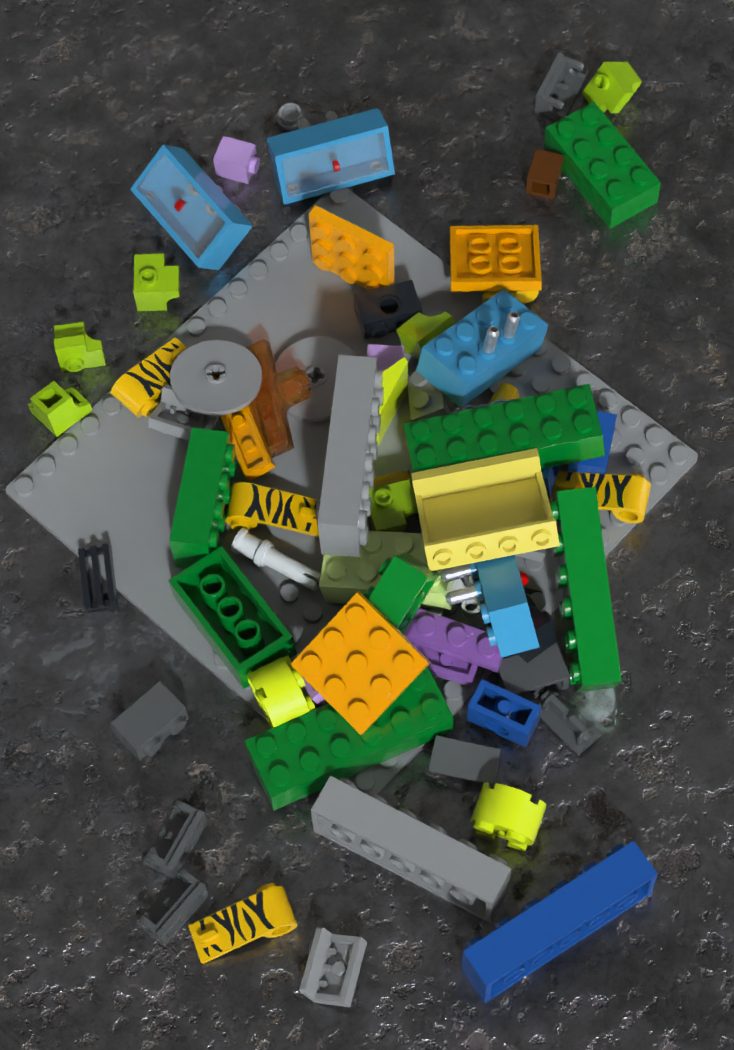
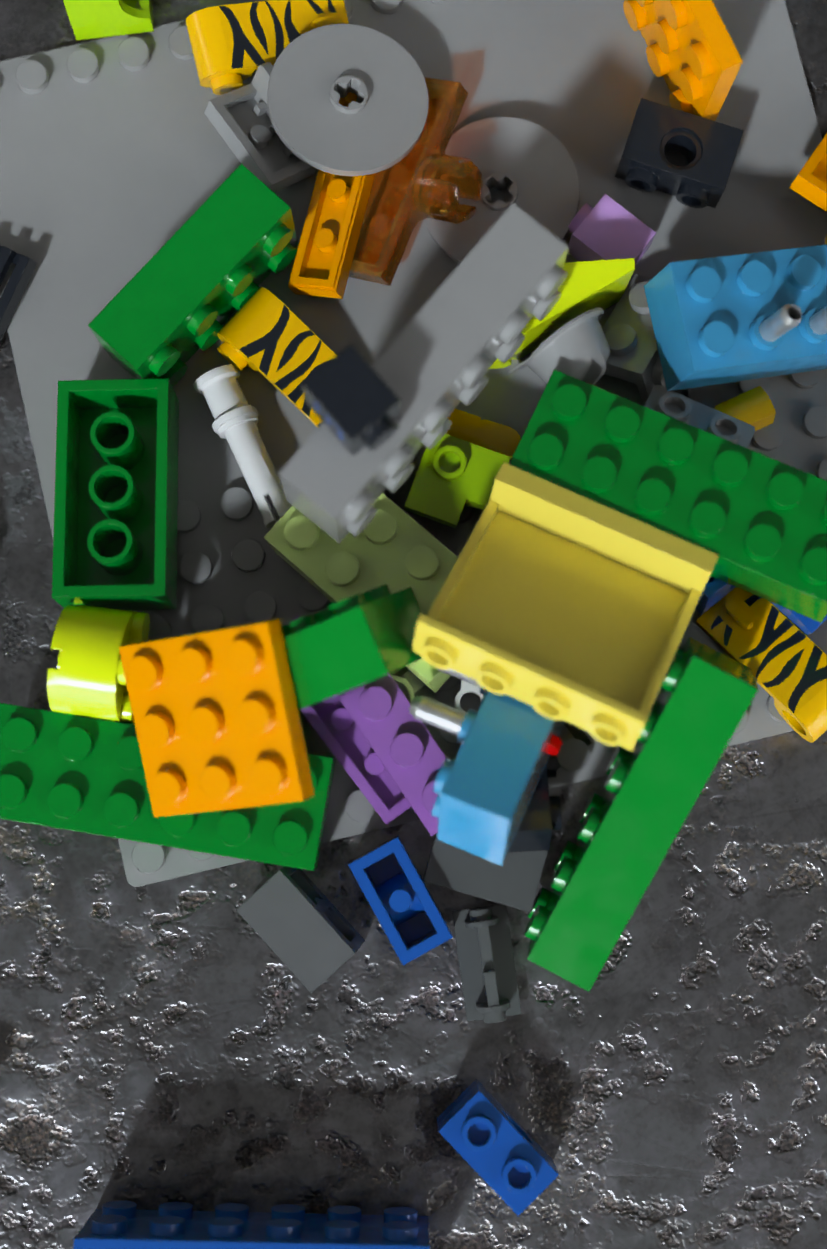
camera: 30 degrees right, 20 degrees up
(331, 470) = (353, 401): none -> black brick
(403, 411) = (573, 349): none -> light grey piece
(411, 848) = (129, 1016): light grey brick -> none
(421, 330) = (702, 228): lime brick -> none
(508, 815) = (295, 1057): neon yellow brick -> none
(635, 797) = (497, 1147): none -> blue brick

